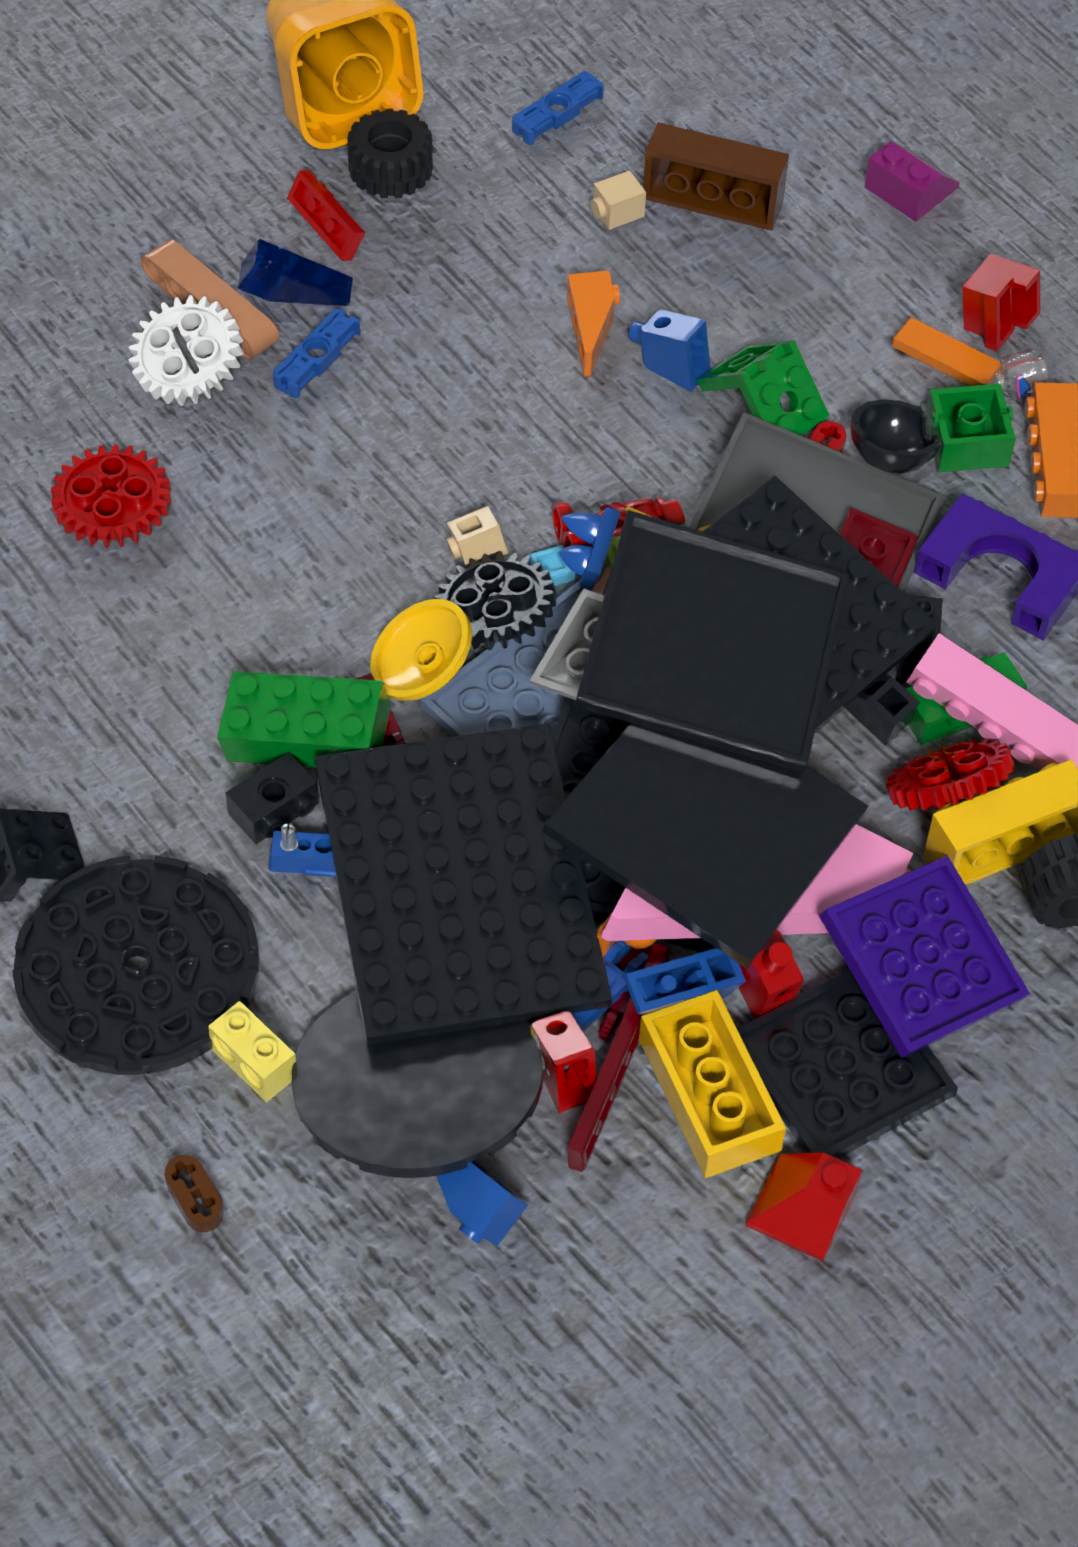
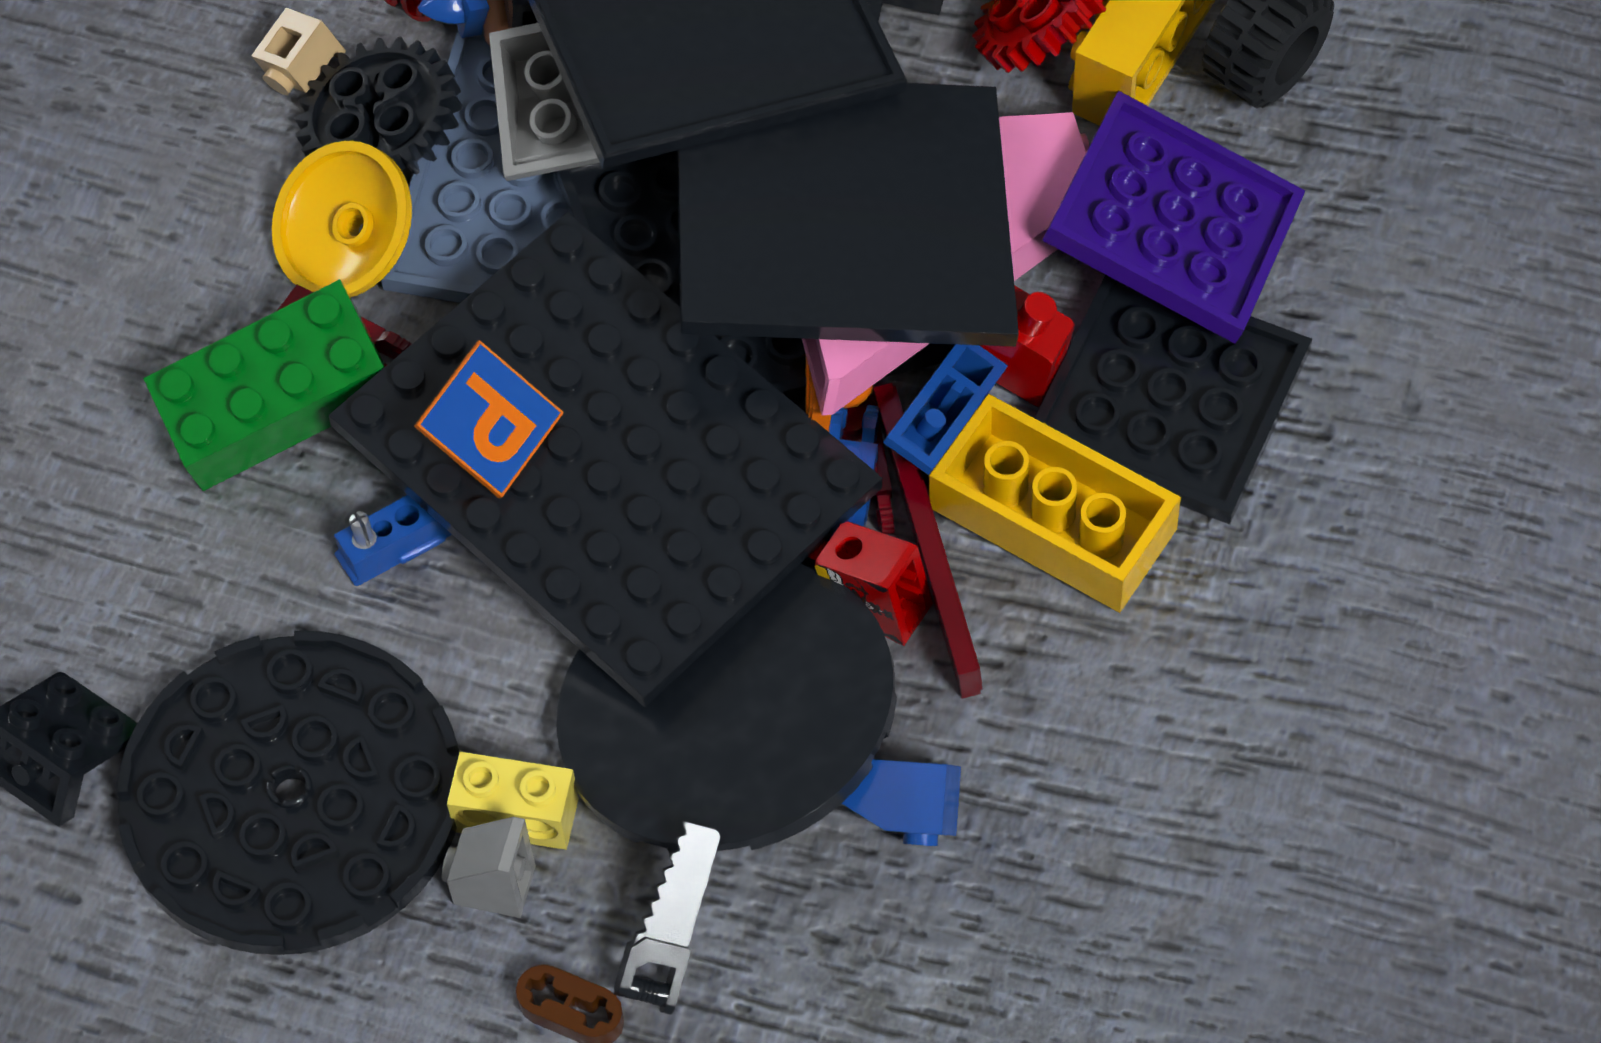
camera: 30 degrees left, 5 degrees up
(209, 1083) = (491, 867): none -> light grey slope
(281, 780) = (295, 471): black brick -> none
(283, 1179) = (671, 921): none -> piece
(397, 814) = (489, 419): none -> blue piece
(554, 564) = (411, 27): medium azure tile -> none
(805, 1201) = (1247, 565): red slope -> none

